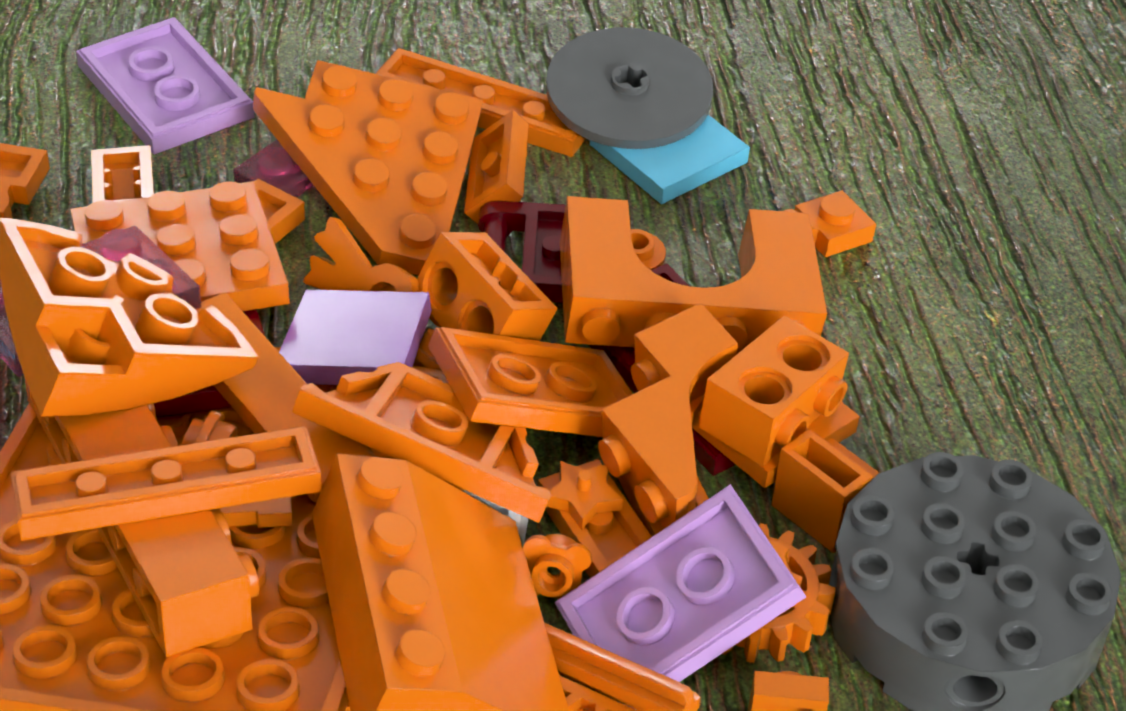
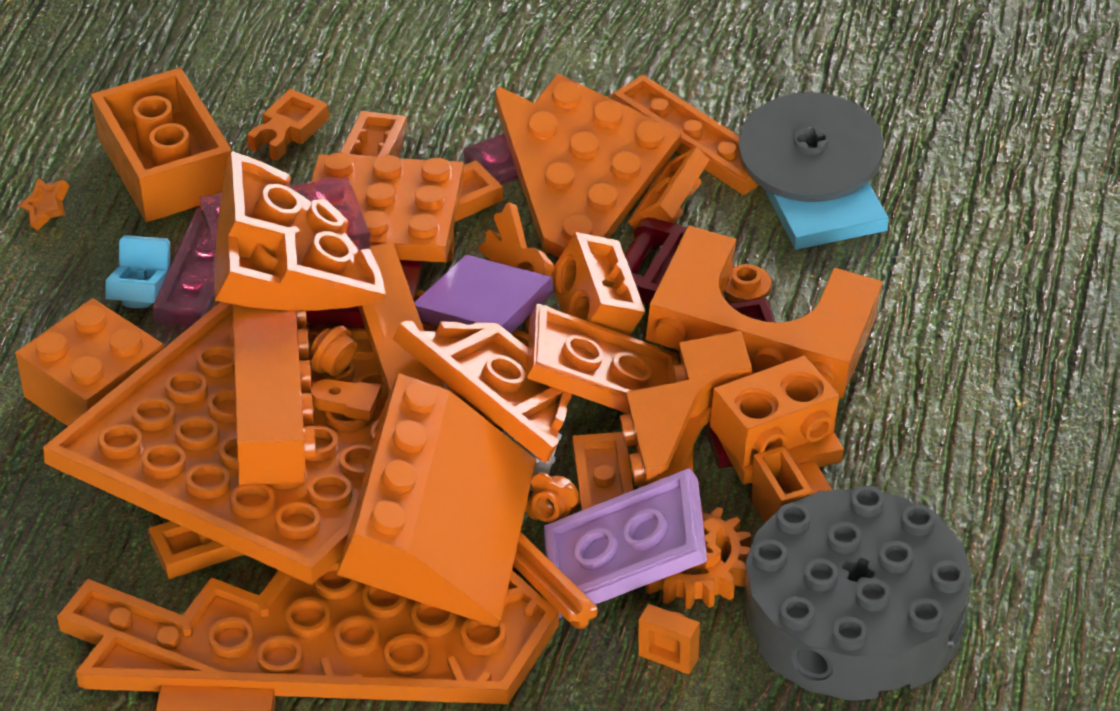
camera: 25 degrees right, 0 degrees up
(164, 482) = (279, 365): orange tile -> none
(165, 85) = (445, 67): lavender tile -> none
(584, 493) = (597, 452): orange piece -> none
(837, 223) = (918, 296): orange plate -> none

